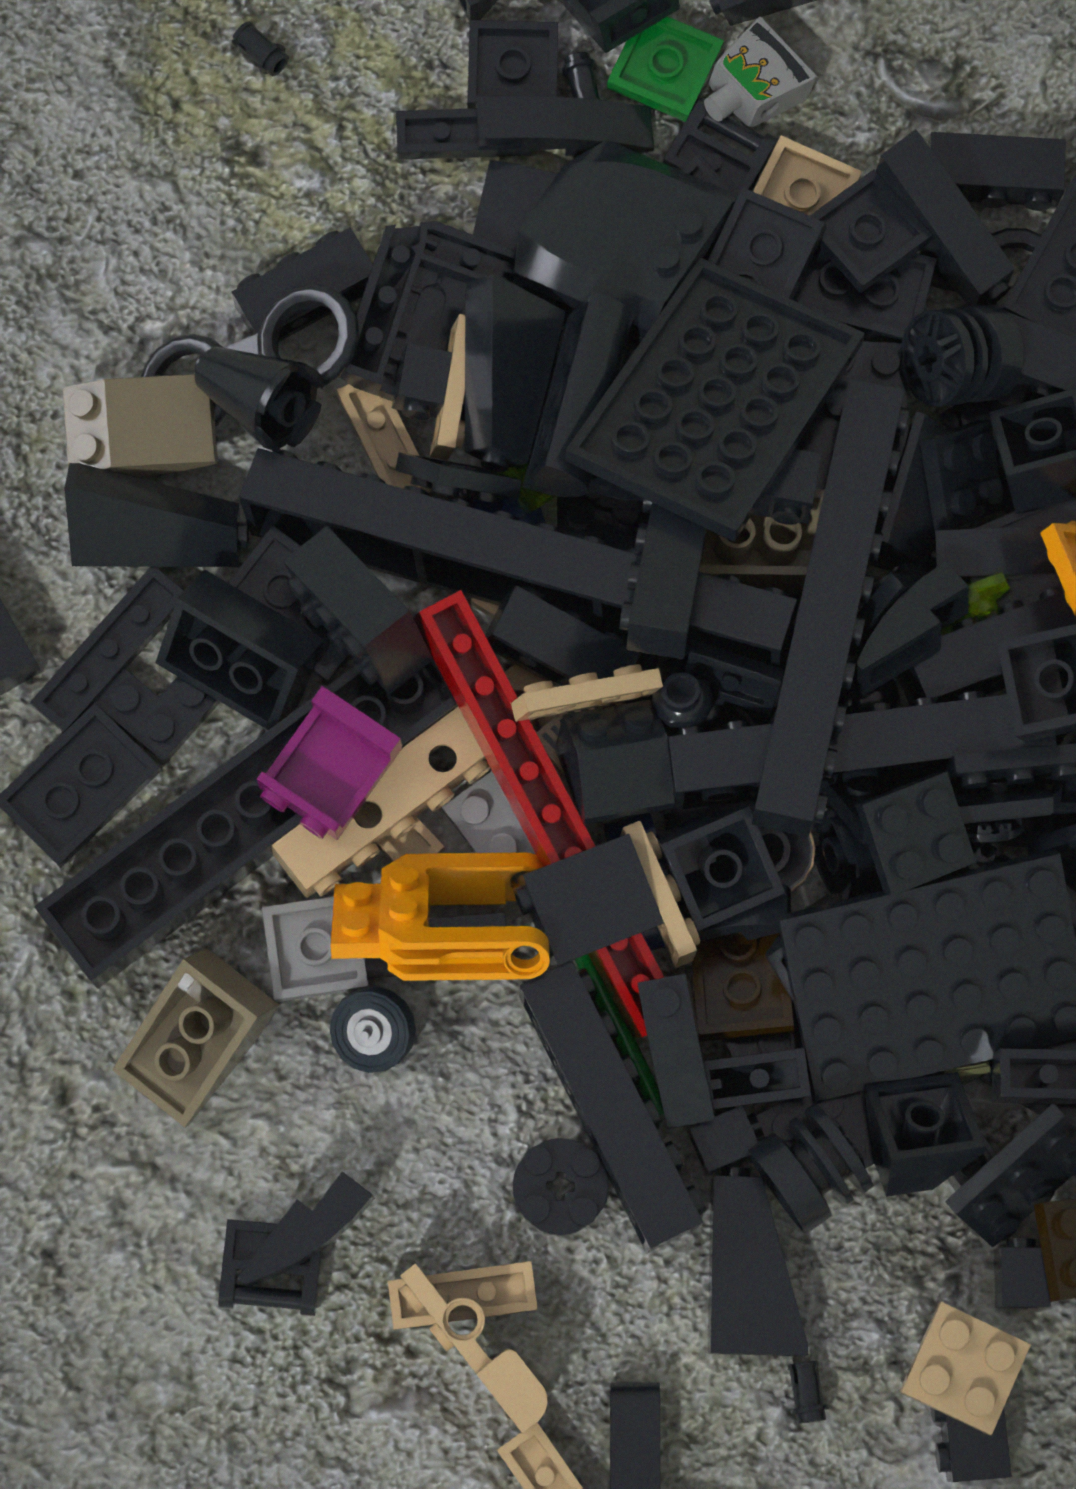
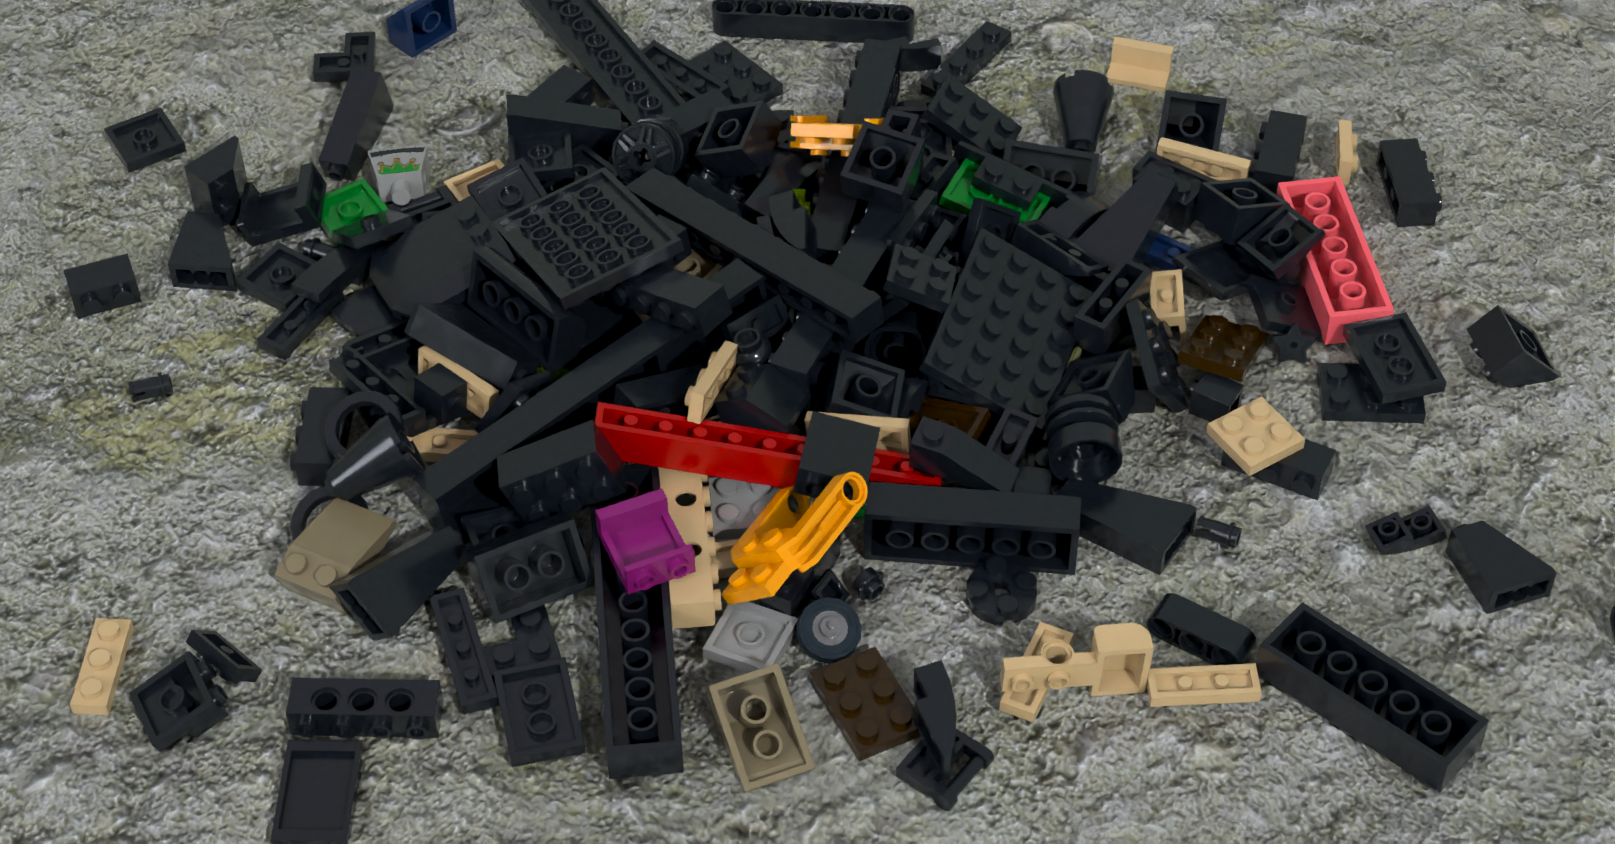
camera: 55 degrees left, 30 degrees down
(309, 1128) = (866, 703): none -> dark brown plate
(431, 997) = (828, 586): none -> black slope
(473, 1032) = (869, 584): none -> black plate
(630, 118) = (372, 228): none -> black plate

